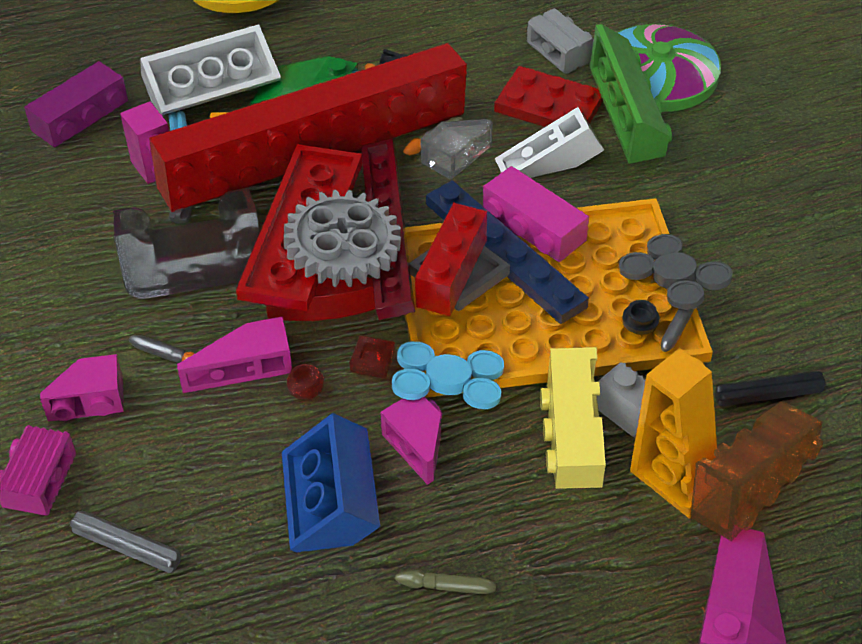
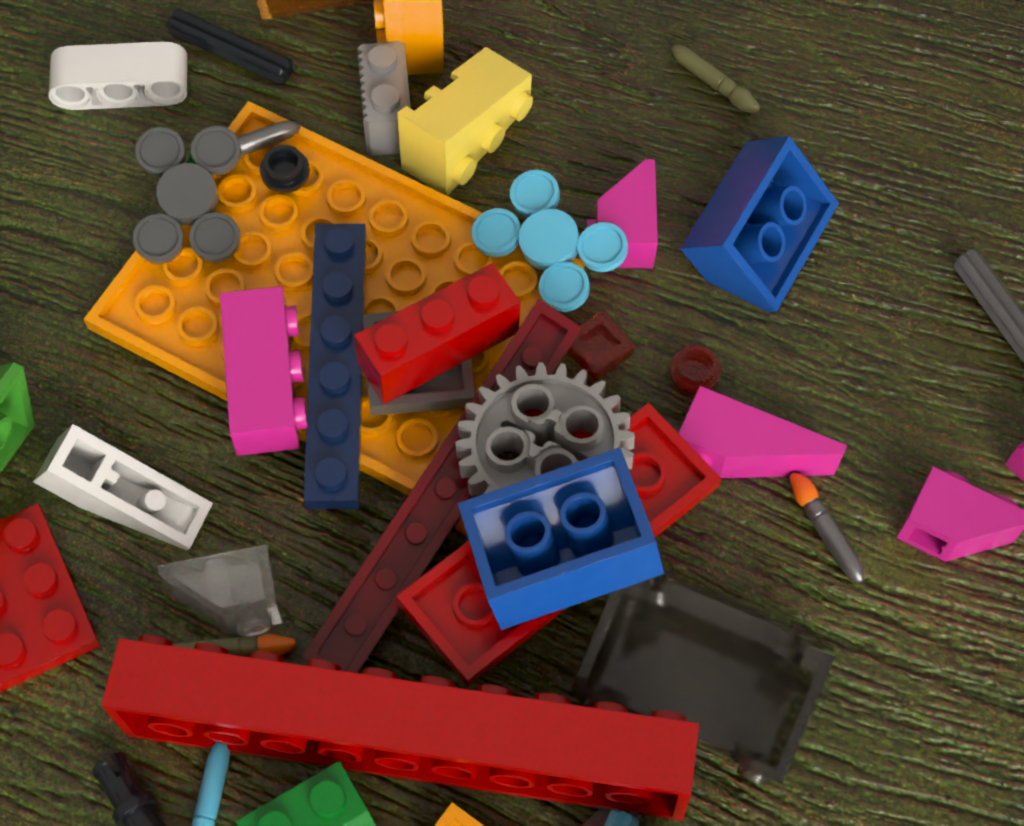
camera: 145 degrees left, 15 degrees up
(287, 180) = (560, 538): none -> blue slope
(803, 323) = (118, 75): none -> white beam

